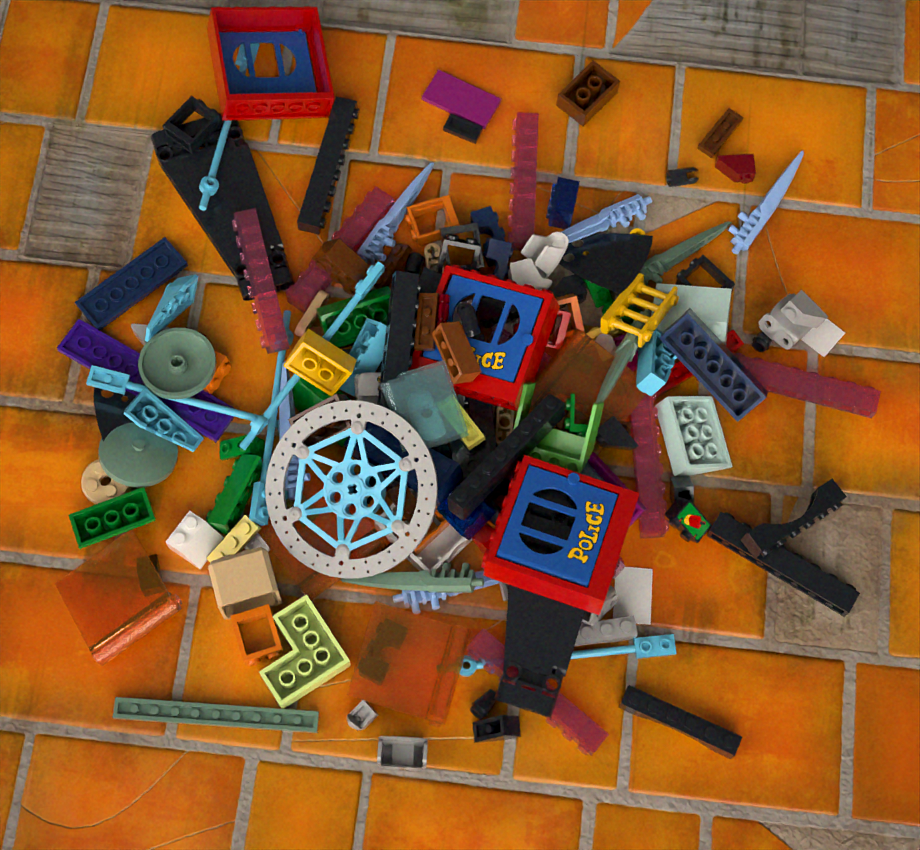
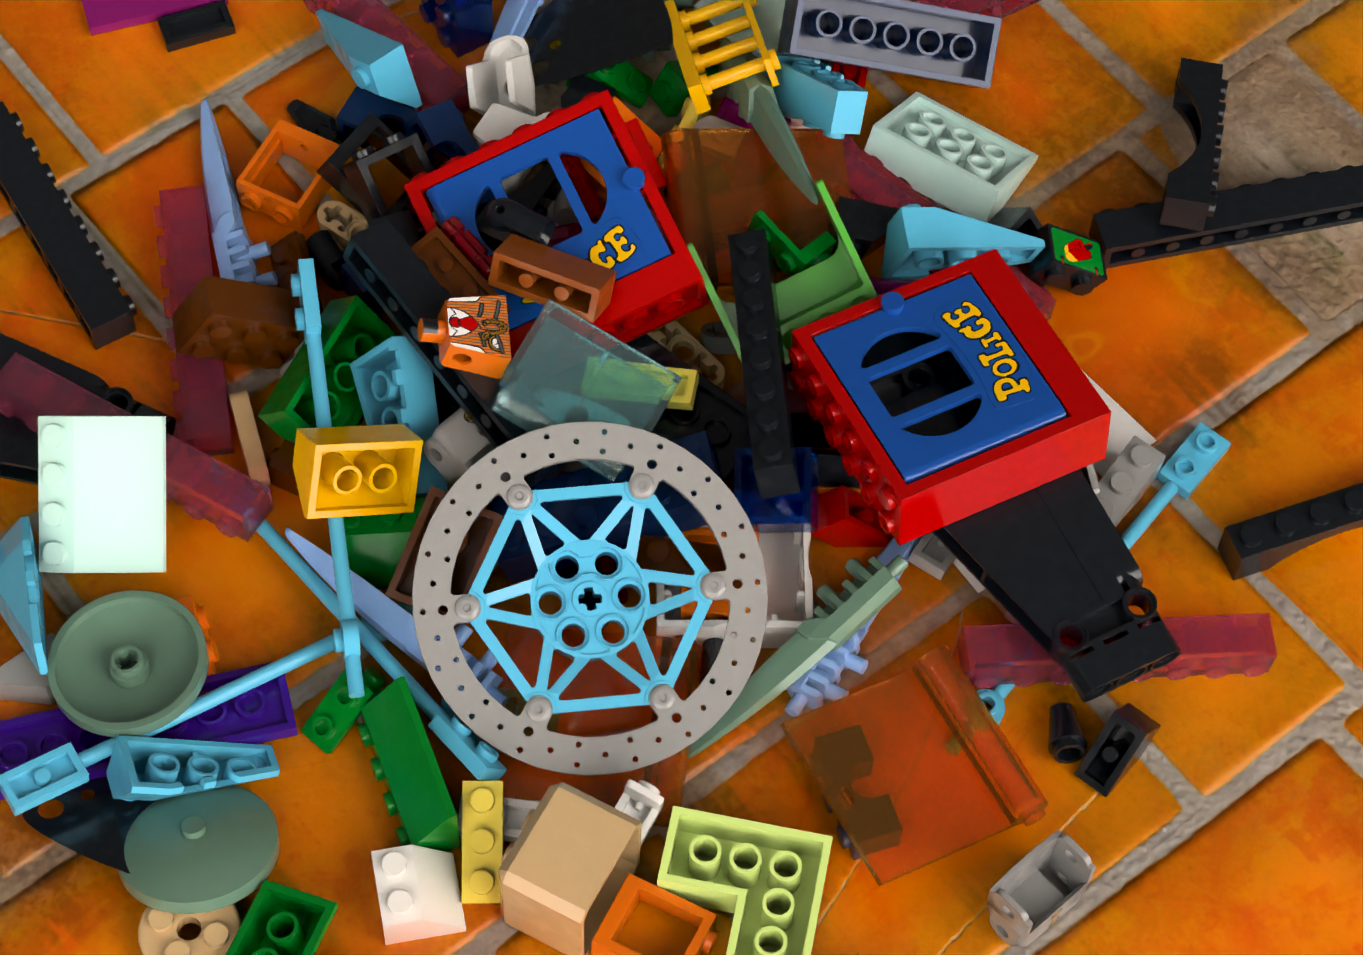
camera: 45 degrees left, 10 degrees down
(230, 289) = (102, 493): none -> light aqua slope
(291, 584) = (641, 802): none -> white bracket
(361, 716) = (922, 904): light grey plate -> none
(401, 348) = (471, 334): none -> torso
(464, 208) = (314, 121): none -> black piece
(501, 200) = (371, 59): none -> medium azure wedge
(632, 464) = (937, 239): none -> medium azure wedge

